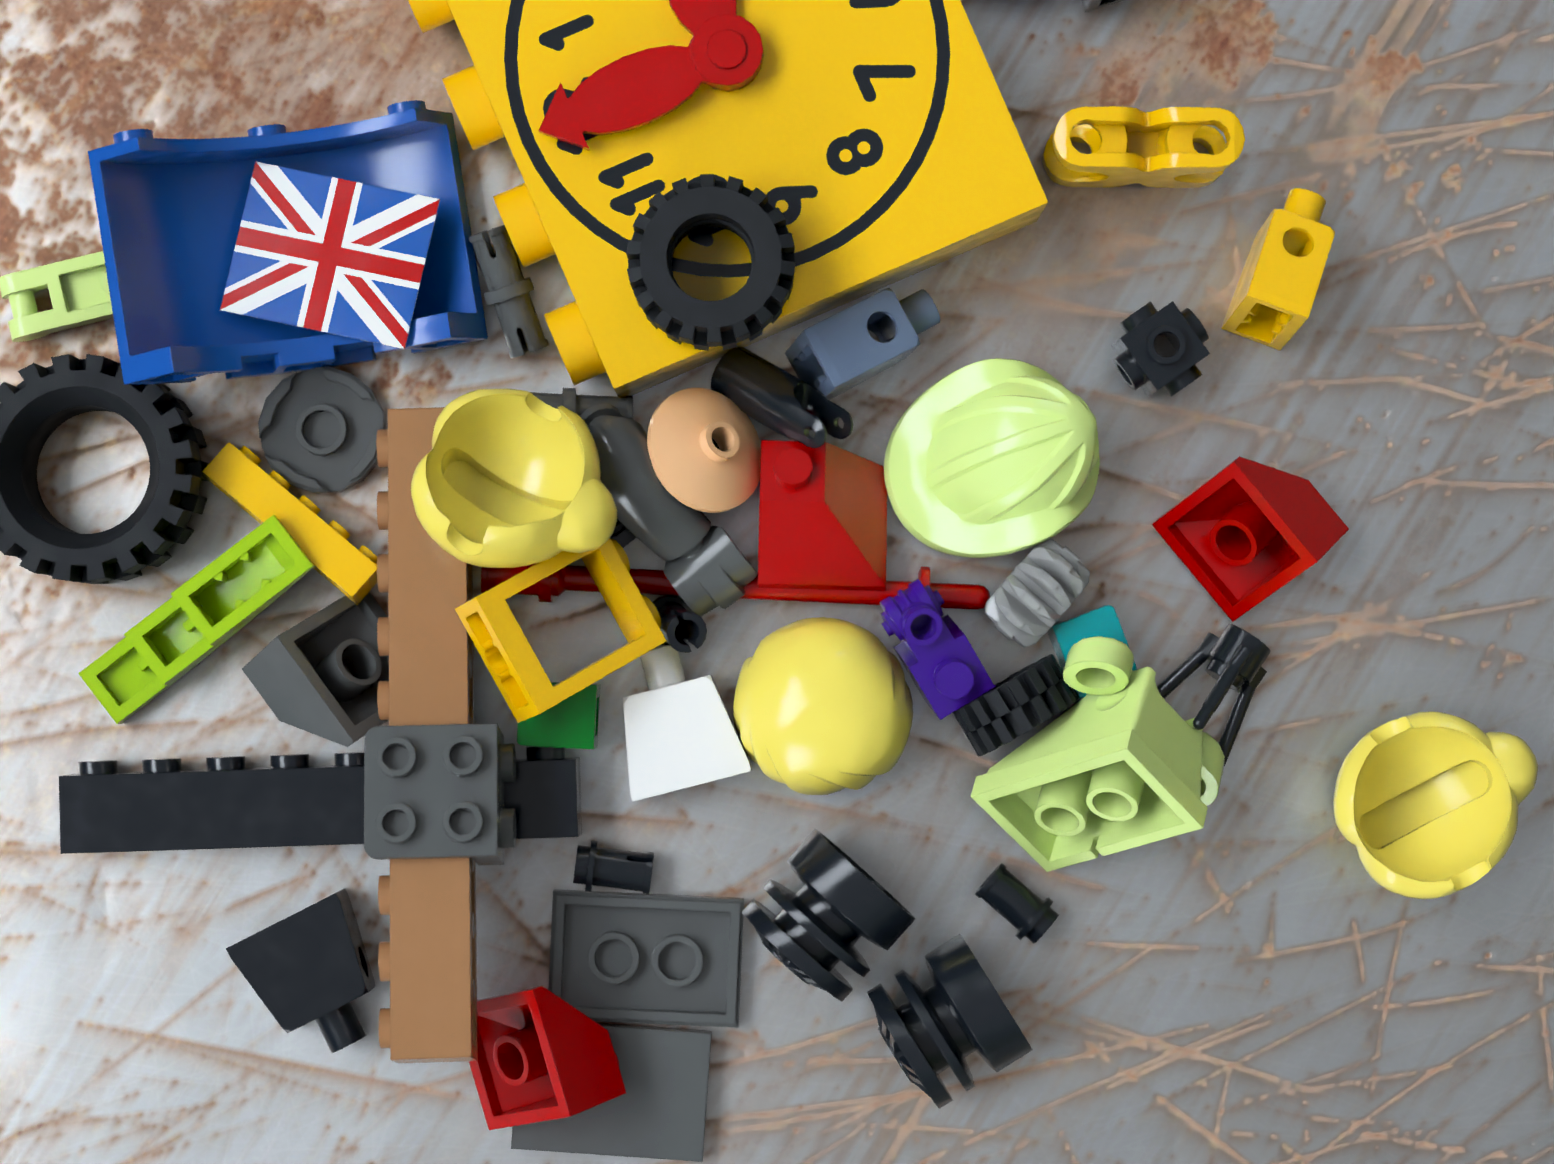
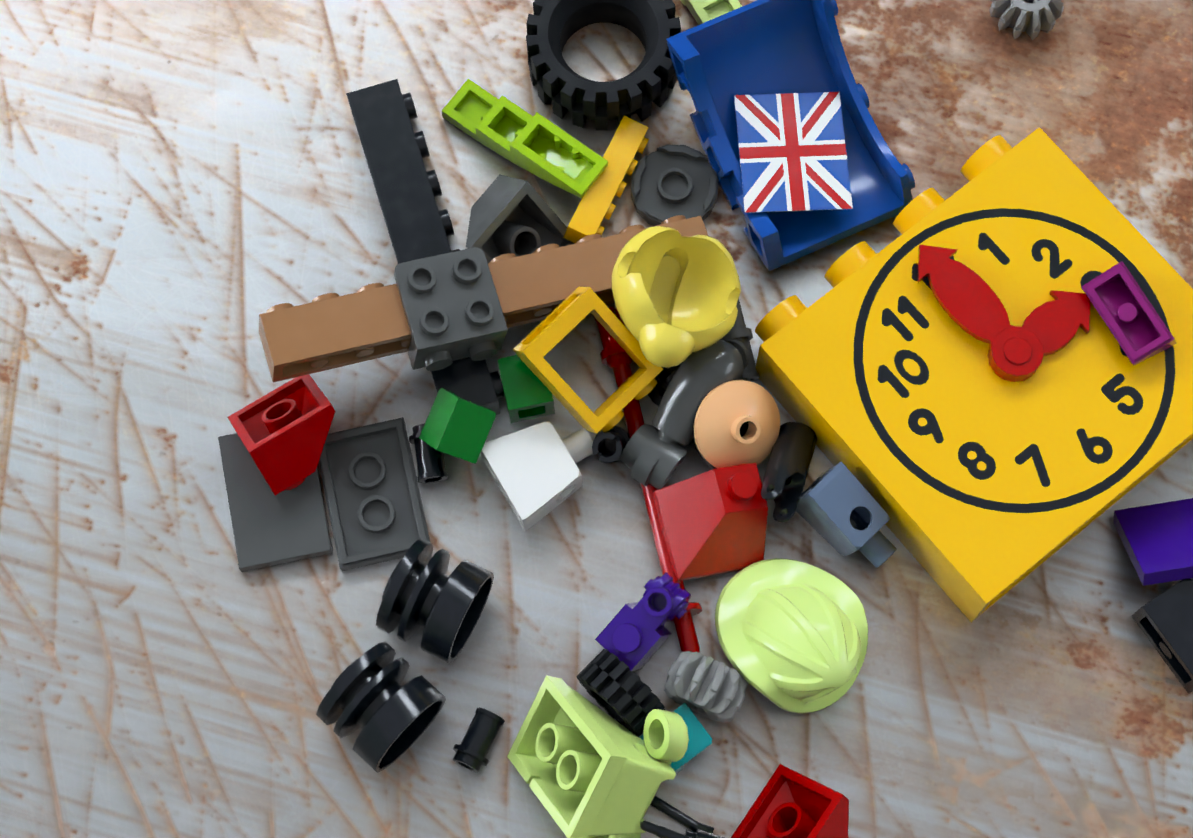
camera: 80 degrees right, 15 degrees down
(310, 969) = (308, 266): black torso -> none
(508, 291) = (804, 274): dark grey pin -> none
(602, 826) = (457, 426): none -> green panel
(702, 206) = (874, 341): black tyre -> none
(823, 706) = (581, 560): light yellow piece -> none
(1140, 362) = (898, 743): black brick -> none
(1142, 147) = (1049, 671): yellow piece -> none
(1281, 272) = (993, 800): yellow torso -> none

